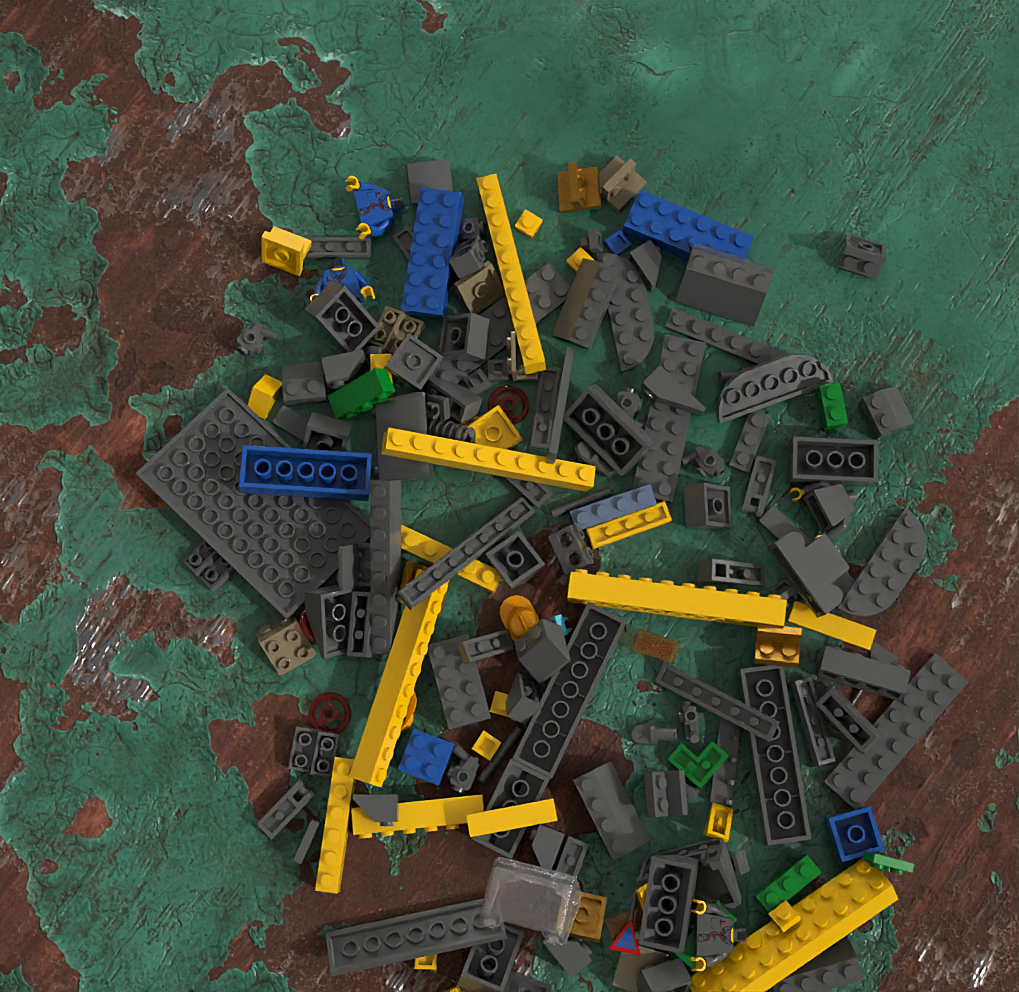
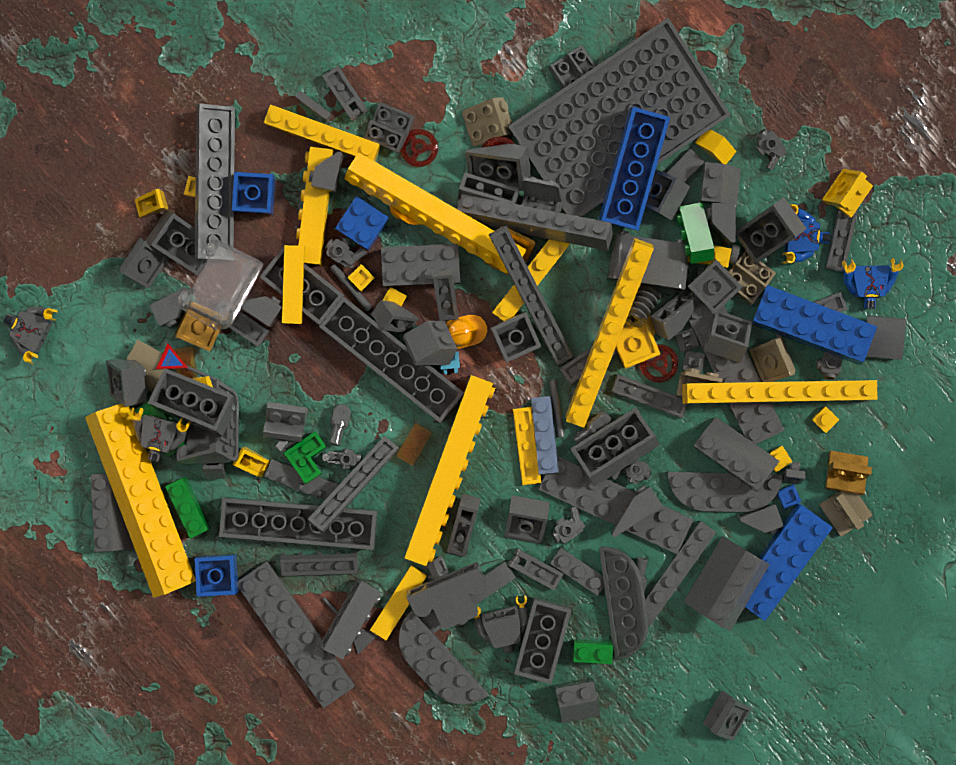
camera: 105 degrees right, 10 degrees up
(418, 887) = (253, 193): none -> blue brick
(438, 407) = (669, 299): dark grey tile -> none
(469, 256) = (803, 357): dark grey brick -> none
(560, 406) = (645, 408): dark grey tile -> none
(566, 553) = (514, 384): dark grey brick -> none
(611, 810) = (282, 372): dark grey slope -> none
(777, 645) = (389, 549): pearl gold bracket -> none
(784, 916) = (160, 497): yellow plate -> none
(849, 720) = (312, 595): dark grey brick -> none
(888, 864) = (187, 592): plate -> none

